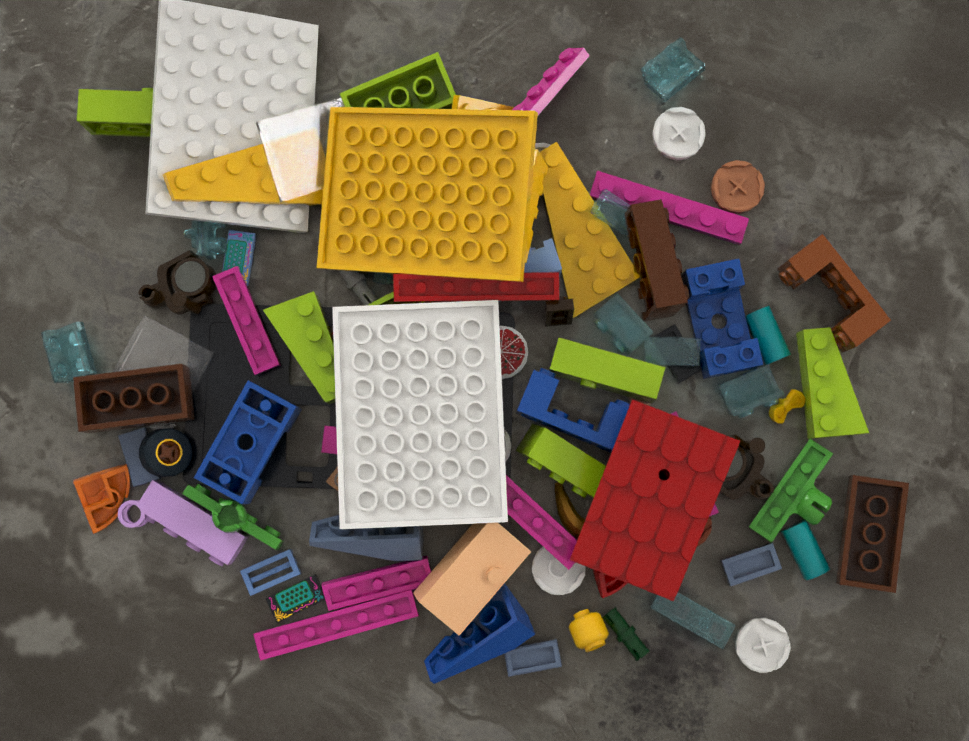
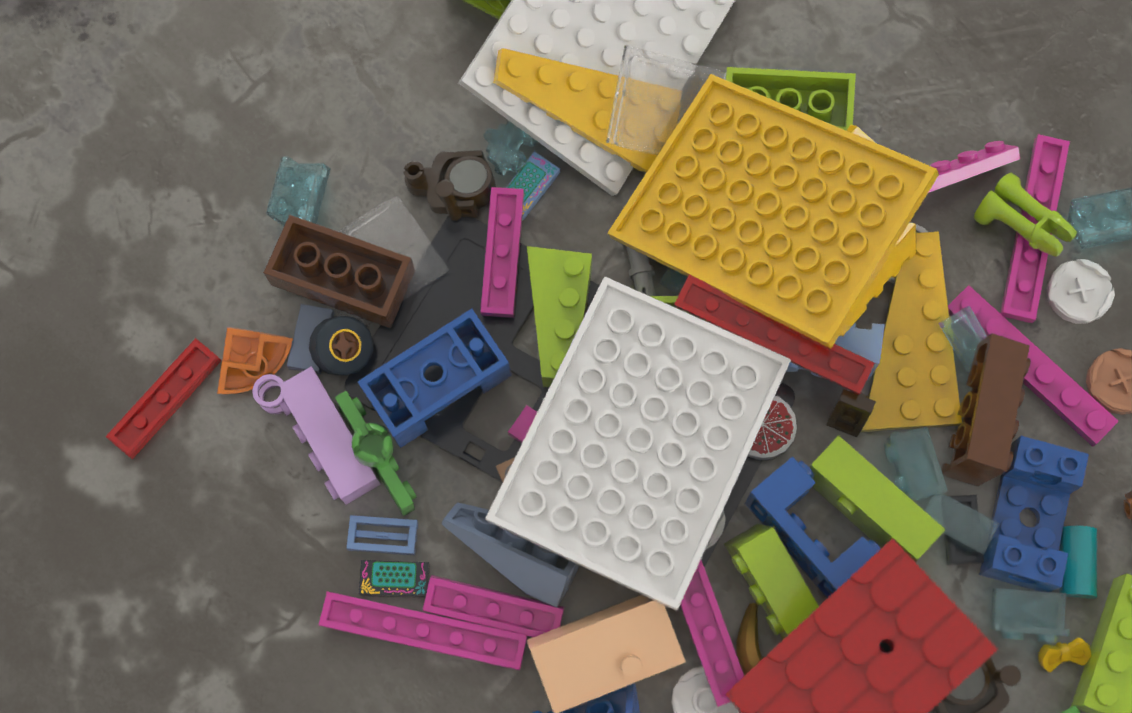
camera: 30 degrees right, 10 degrees down
(55, 557) = (163, 398): none -> red tile
(594, 83) = (1038, 235): none -> lime piece
(624, 102) = (1029, 264): none -> dark pink plate

